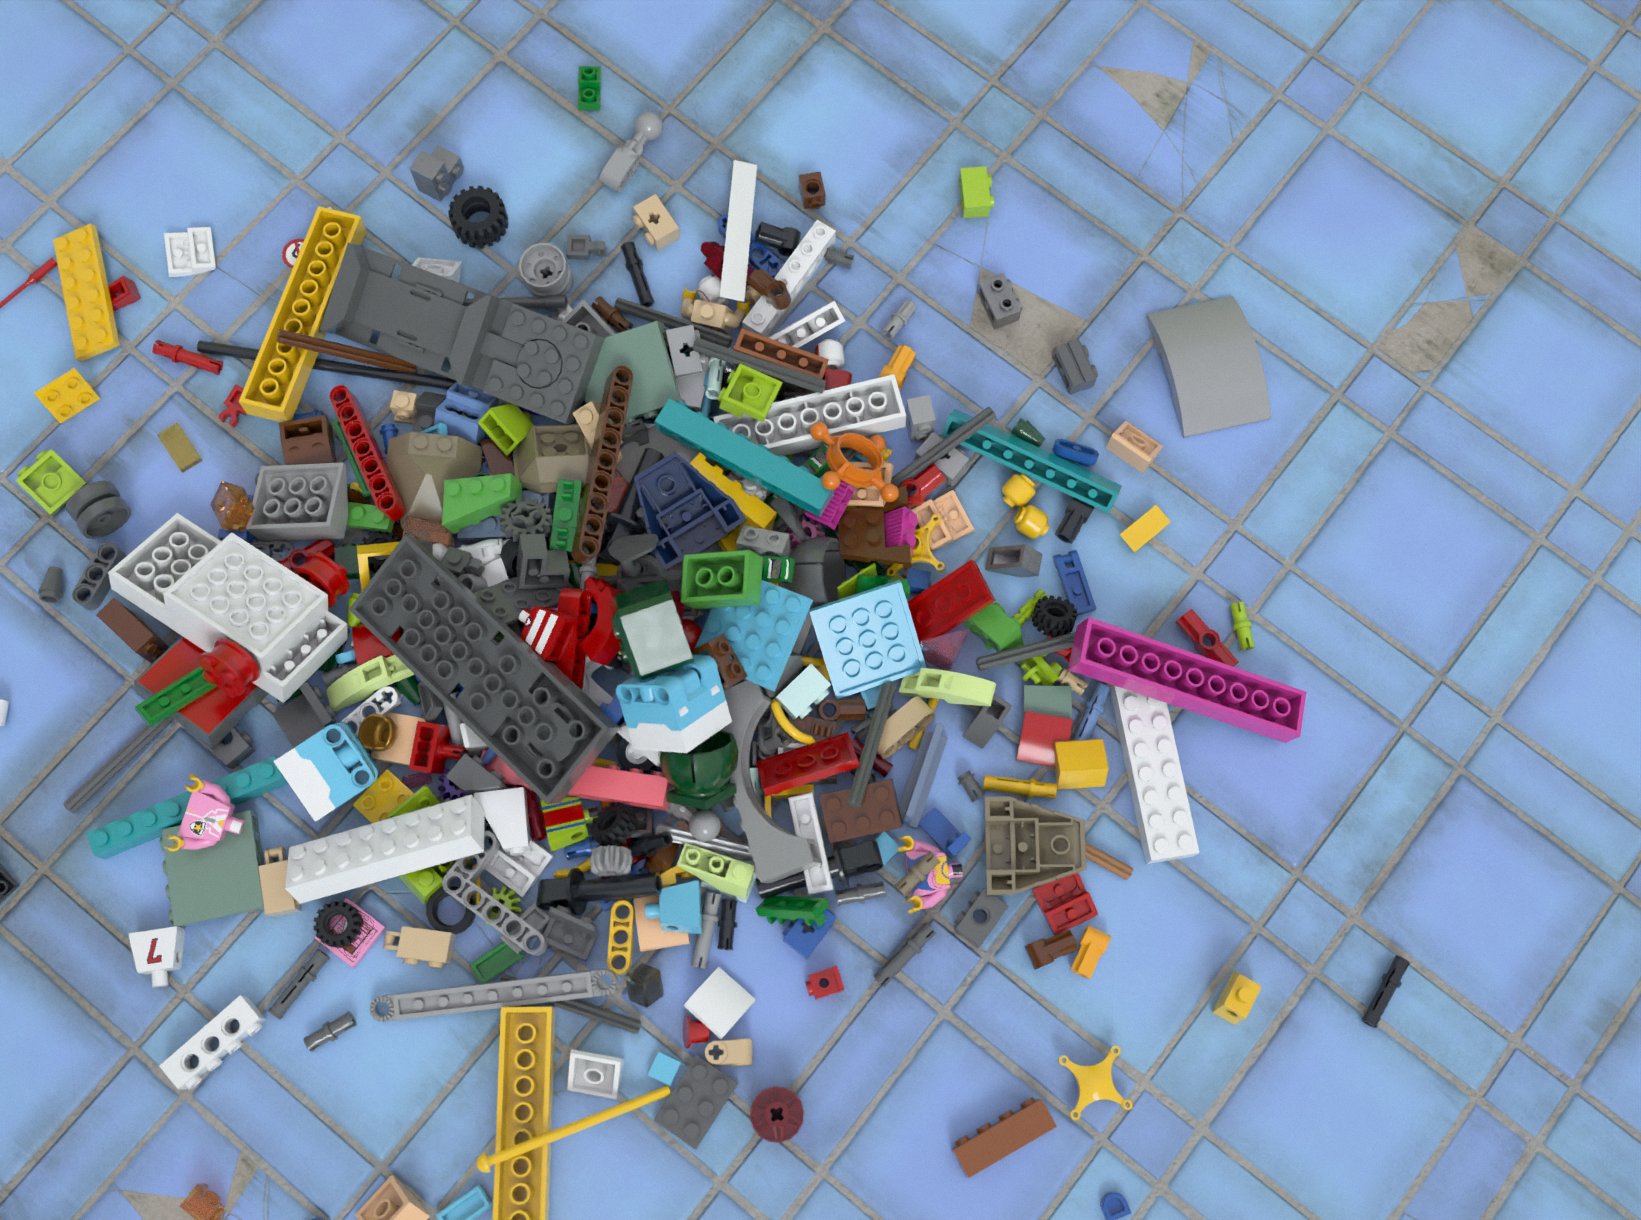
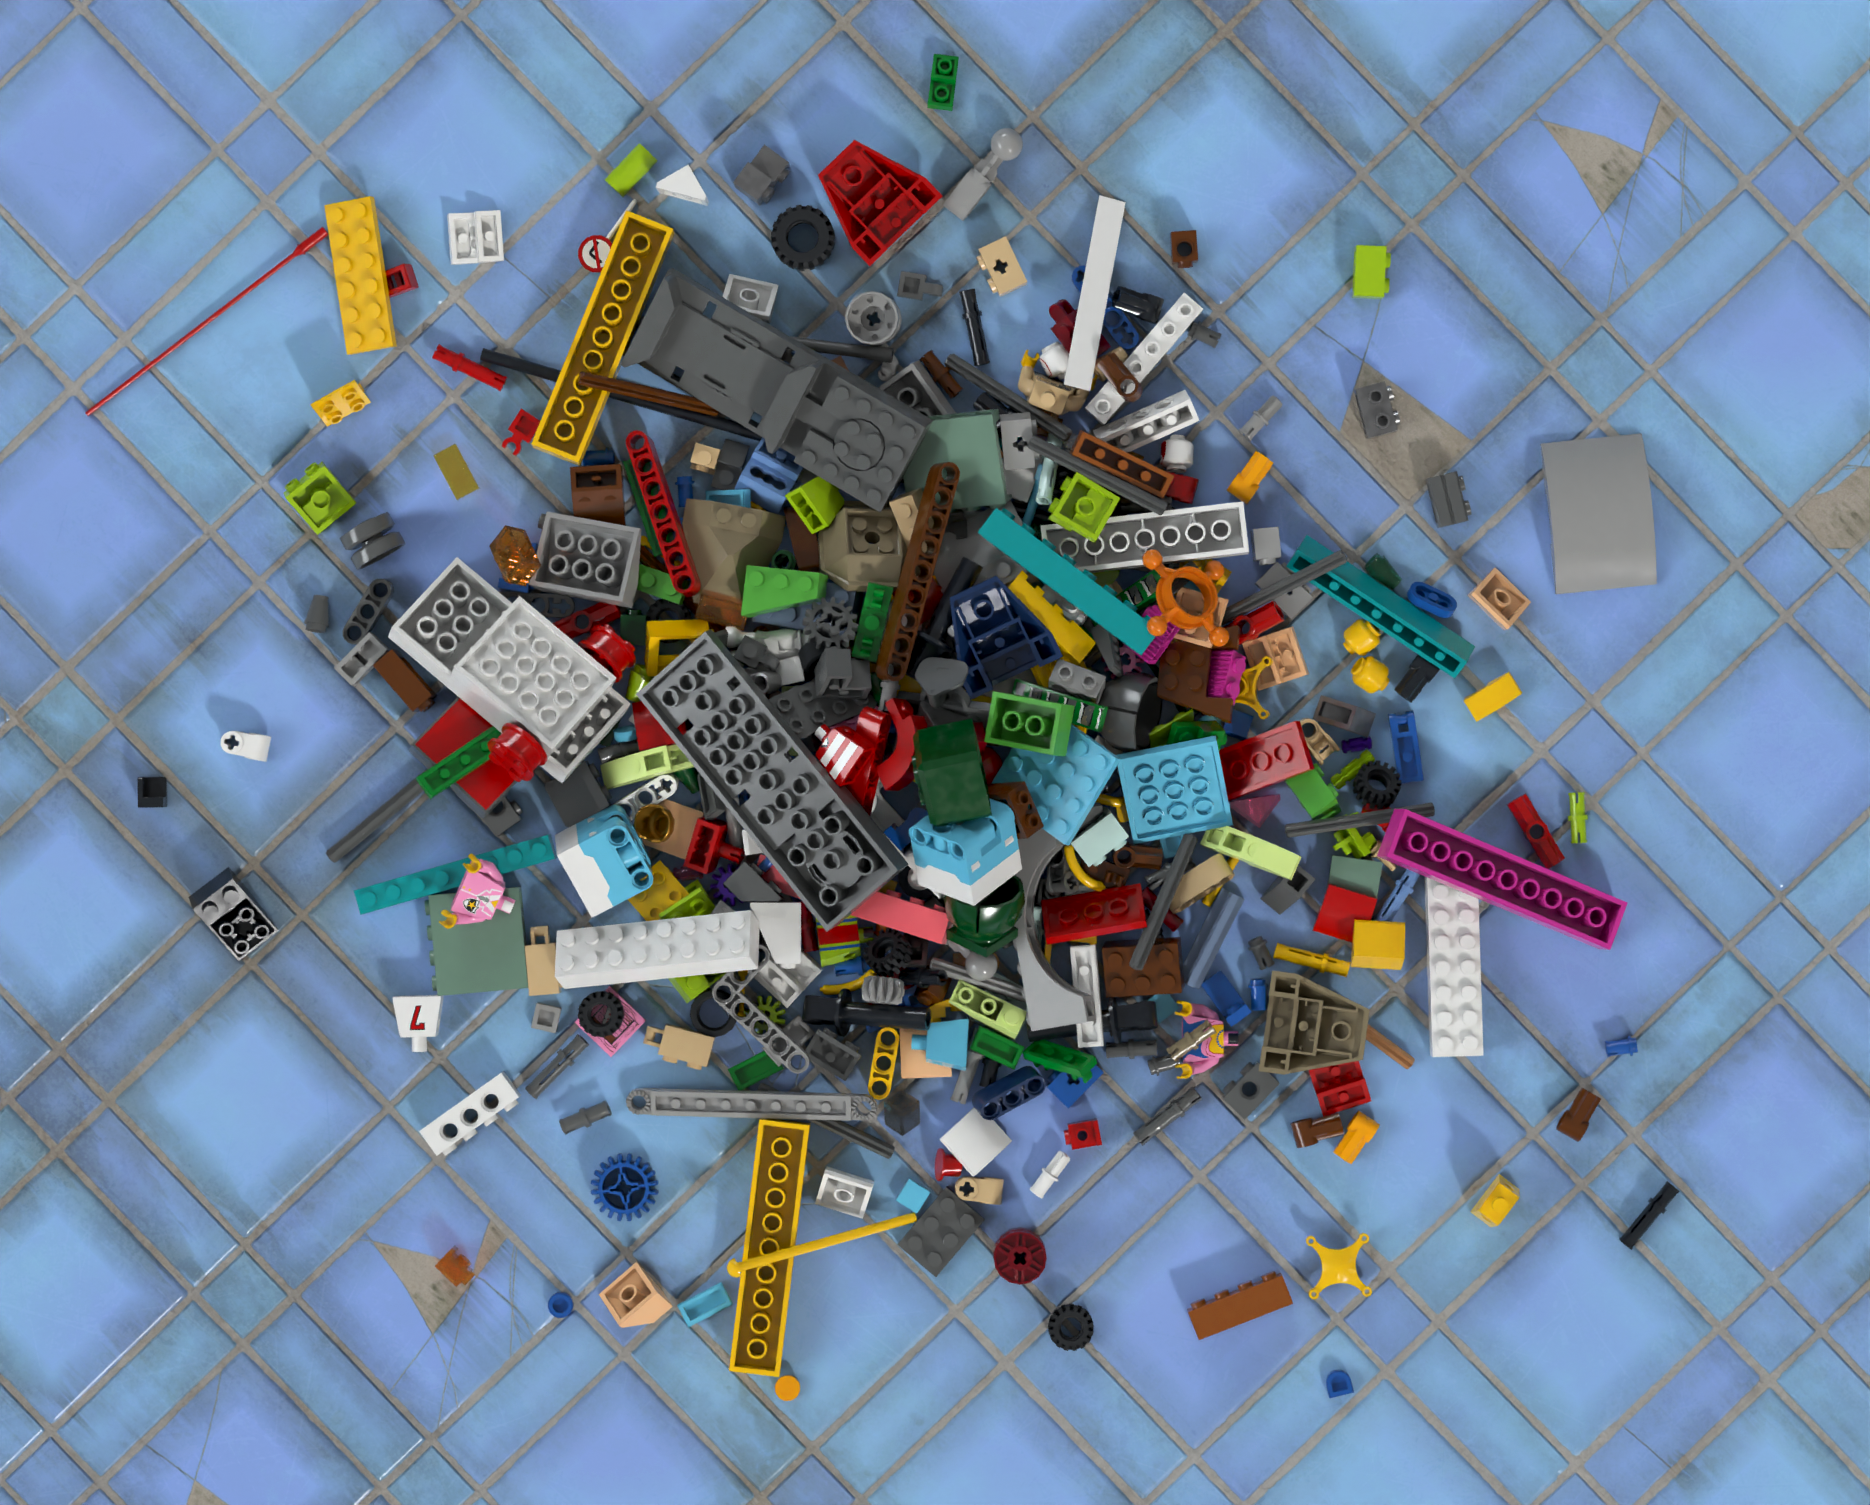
camera: 10 degrees right, 15 degrees up
(84, 622) = (361, 659): none -> light grey brick
(286, 937) = (546, 1017): none -> light grey tile
(325, 183) = (631, 170): none -> lime brick
(367, 185) = (684, 186): none -> white slope
(375, 1108) = (602, 1190): none -> blue gear
(539, 174) = (875, 198): none -> red wedge
(729, 906) = (997, 1047): none -> green tile
(735, 950) = (997, 1096): none -> dark blue beam
(797, 1027) = (1050, 1174): none -> white axle
(849, 1194) = (1081, 1338): none -> black tyre
(892, 904) = (1161, 1064): none -> dark grey pin
(974, 825) = (1258, 994): none -> blue pin
(996, 583) = (1318, 741): none -> tan piece
(1028, 586) = (1356, 744): none -> dark purple piece
(1297, 906) = (1575, 1120): none -> reddish brown piece
(1325, 831) = (1621, 1047): none -> blue pin

